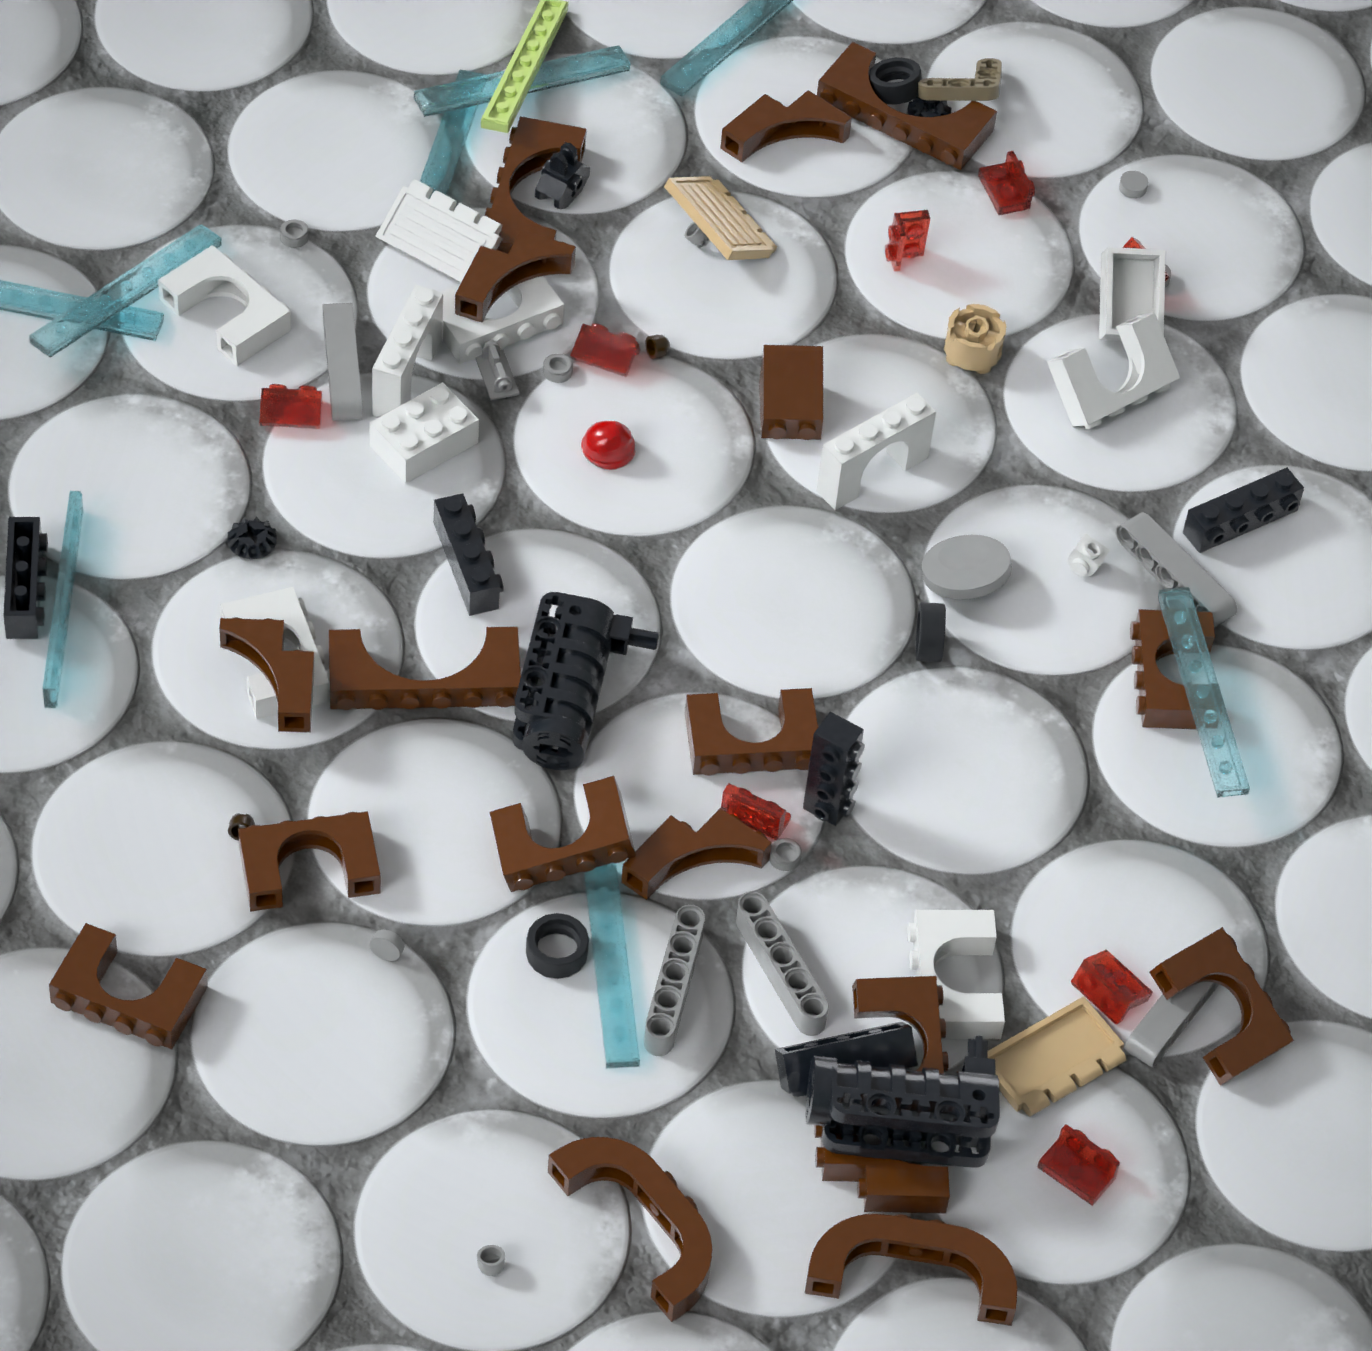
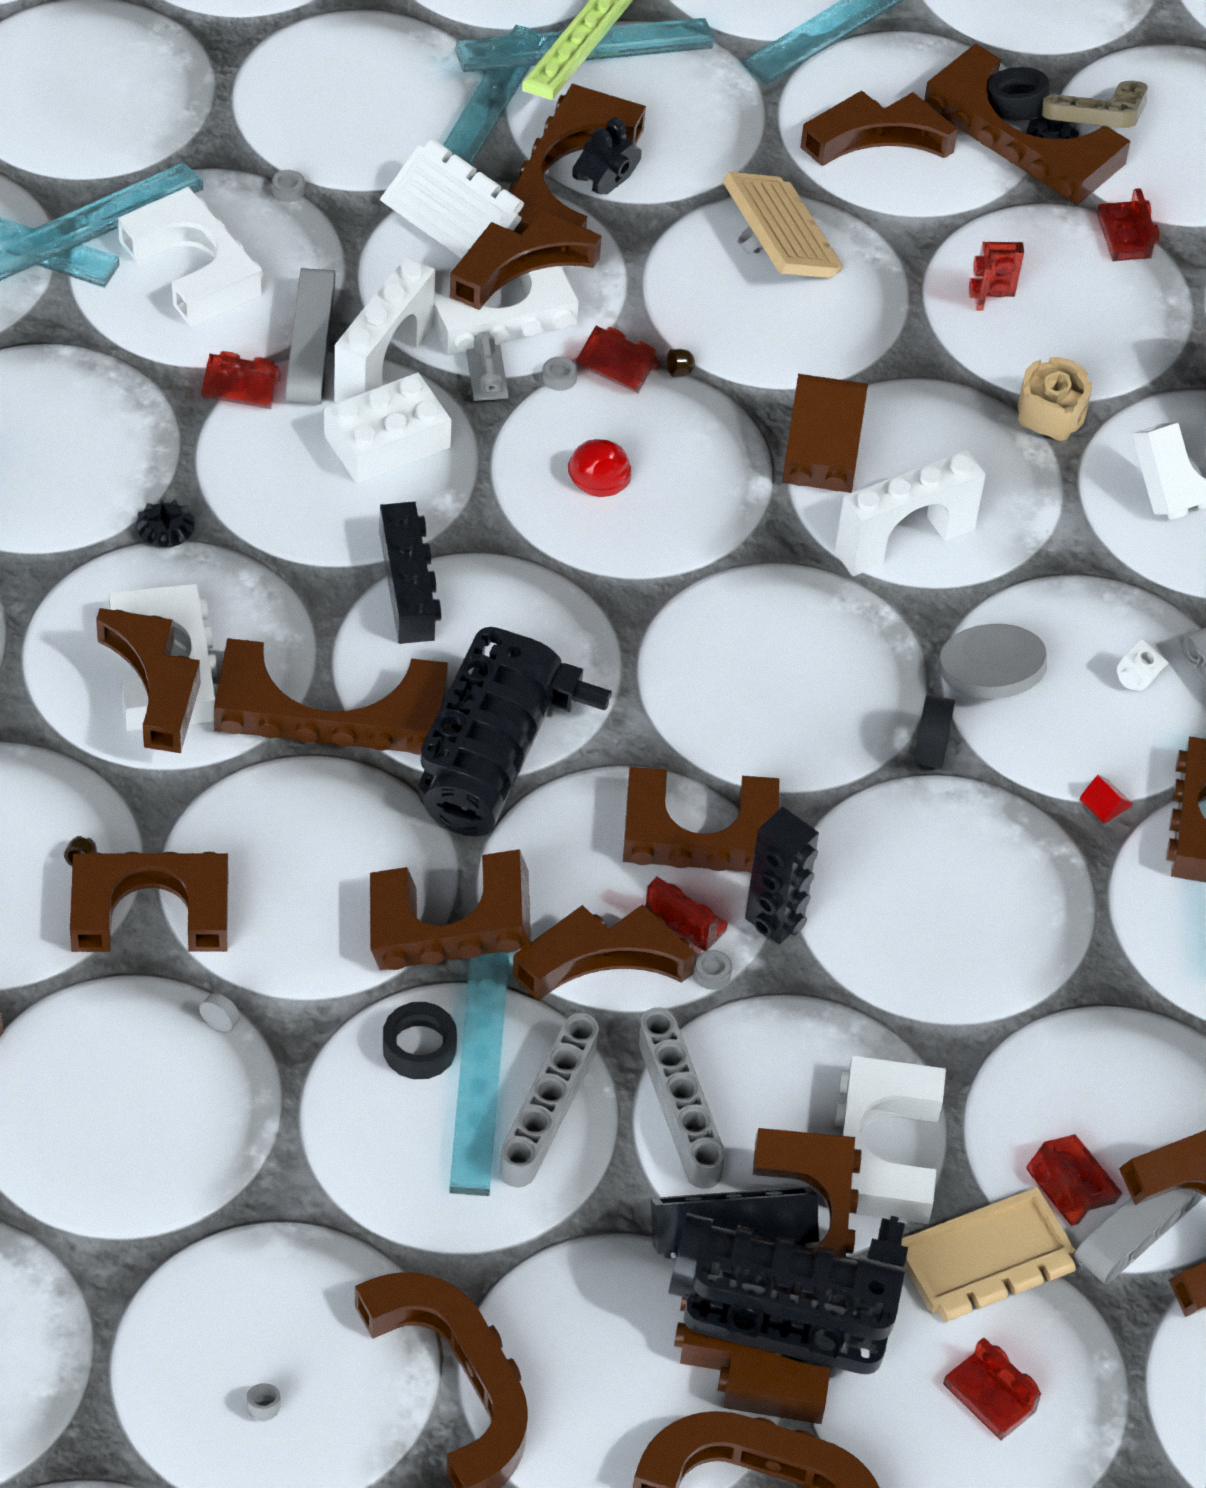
camera: 10 degrees right, 0 degrees up
(1077, 670) = (1104, 799): none -> red slope

